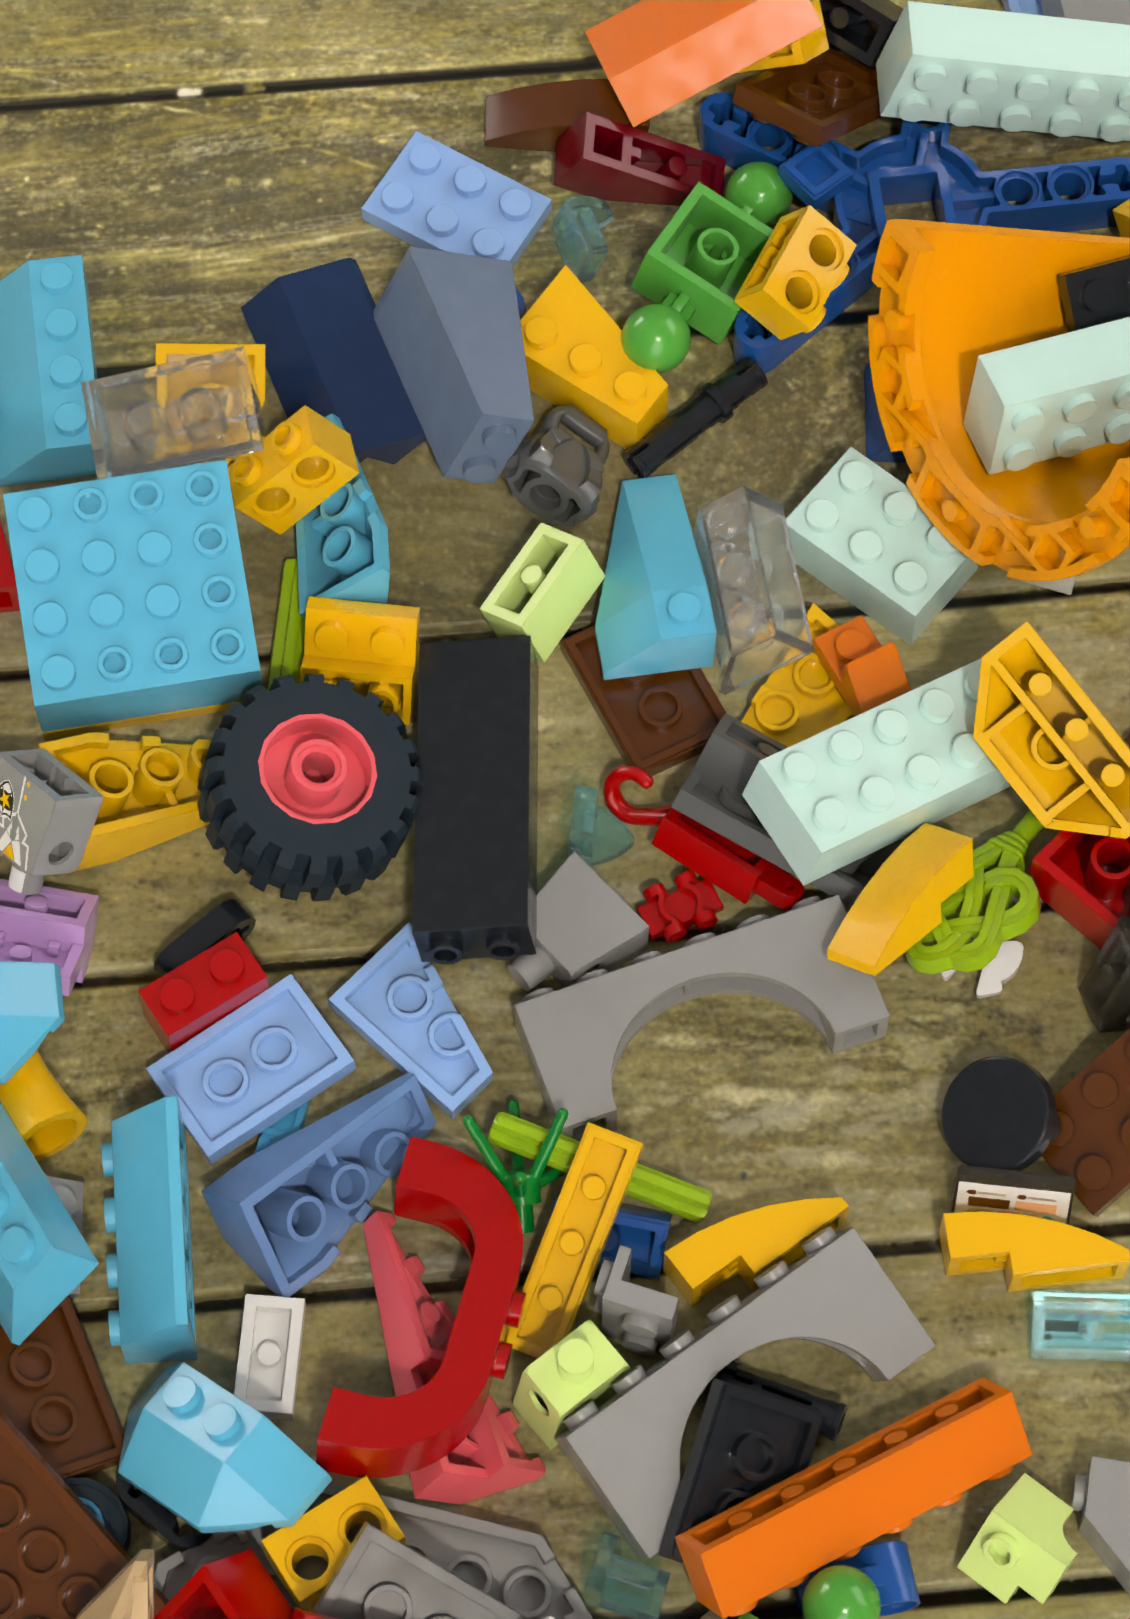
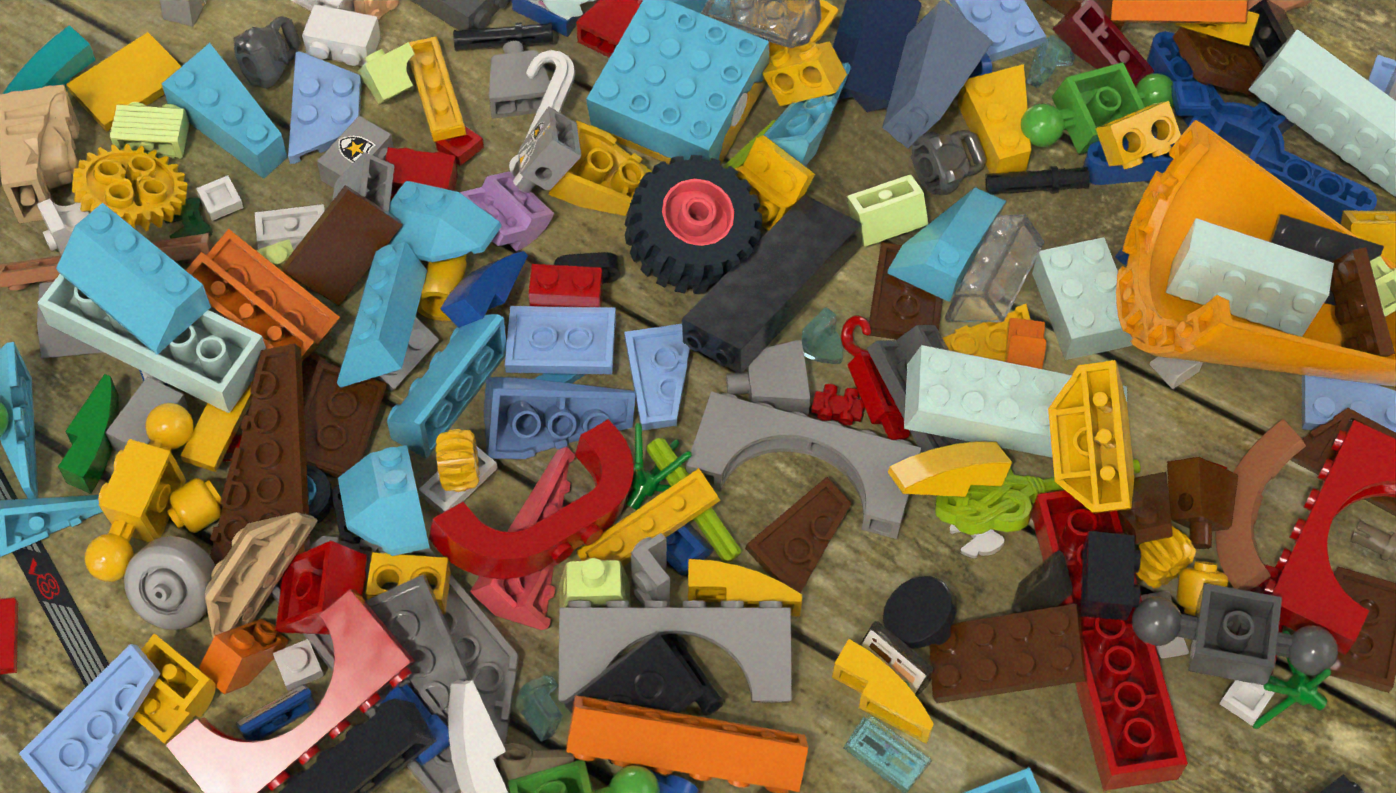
camera: 35 degrees right, 5 degrees down
(98, 1069) = (483, 289): none -> blue slope
(267, 1334) = (457, 460): none -> yellow gear
(769, 1121) = (799, 536): none -> reddish brown wing

